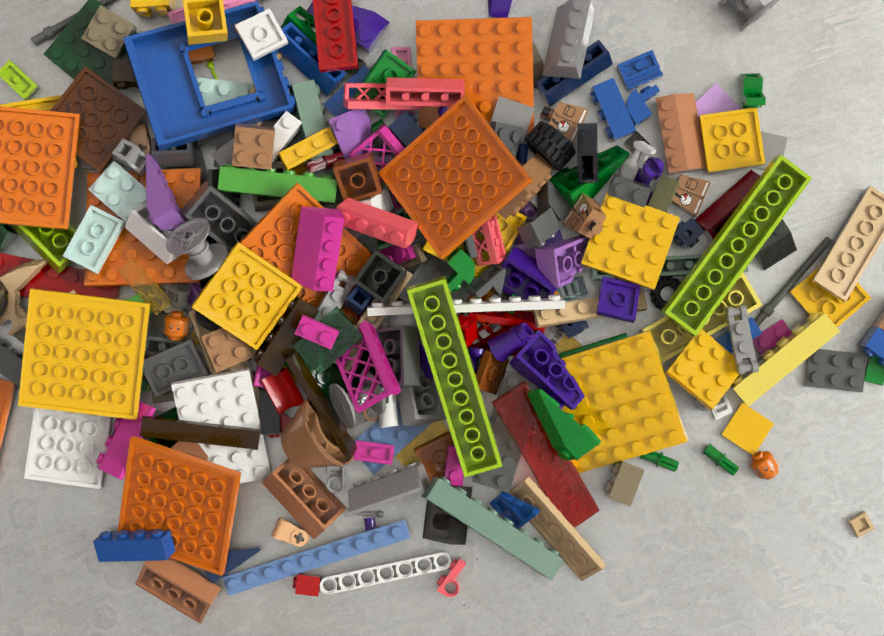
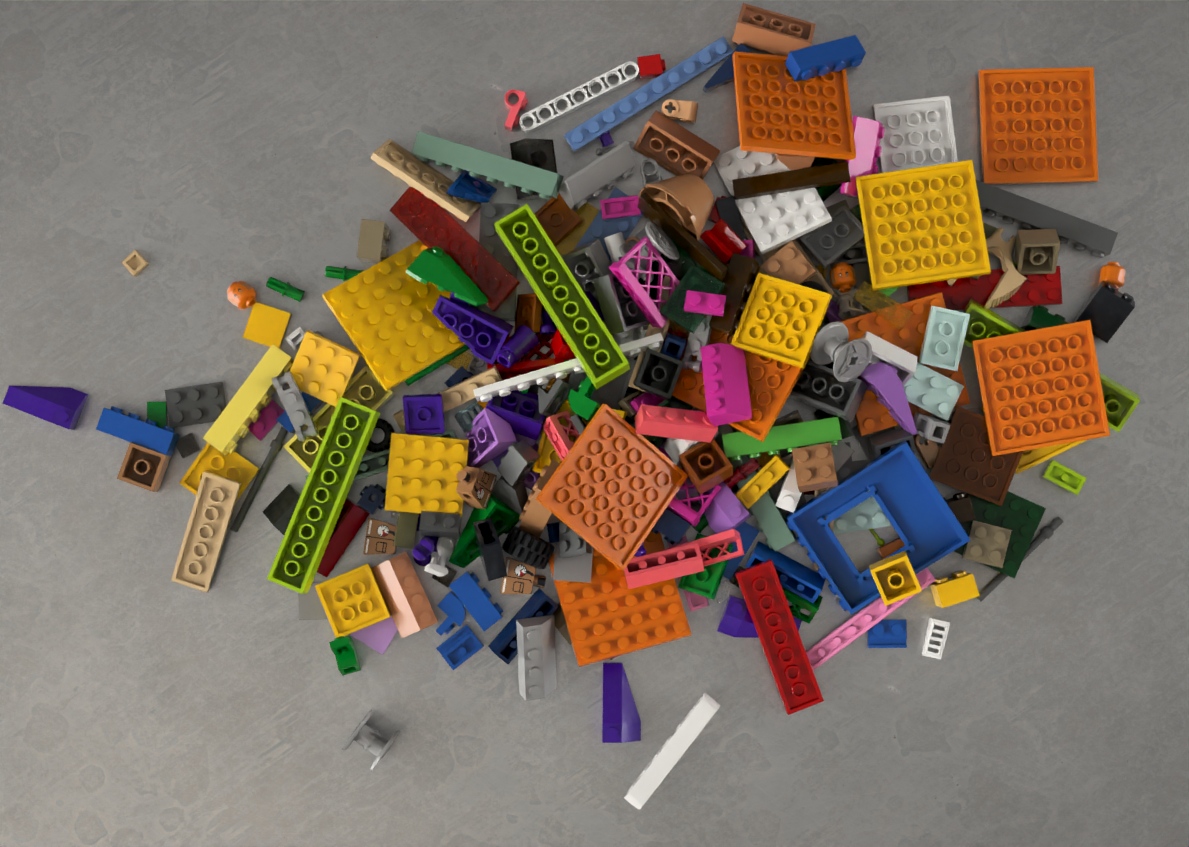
camera: 165 degrees right, 0 degrees up
(261, 34) = (837, 580): white plate -> none
(453, 469) = (541, 211): dark pink plate -> none
(853, 332) = (187, 445): none -> clear smoke tile

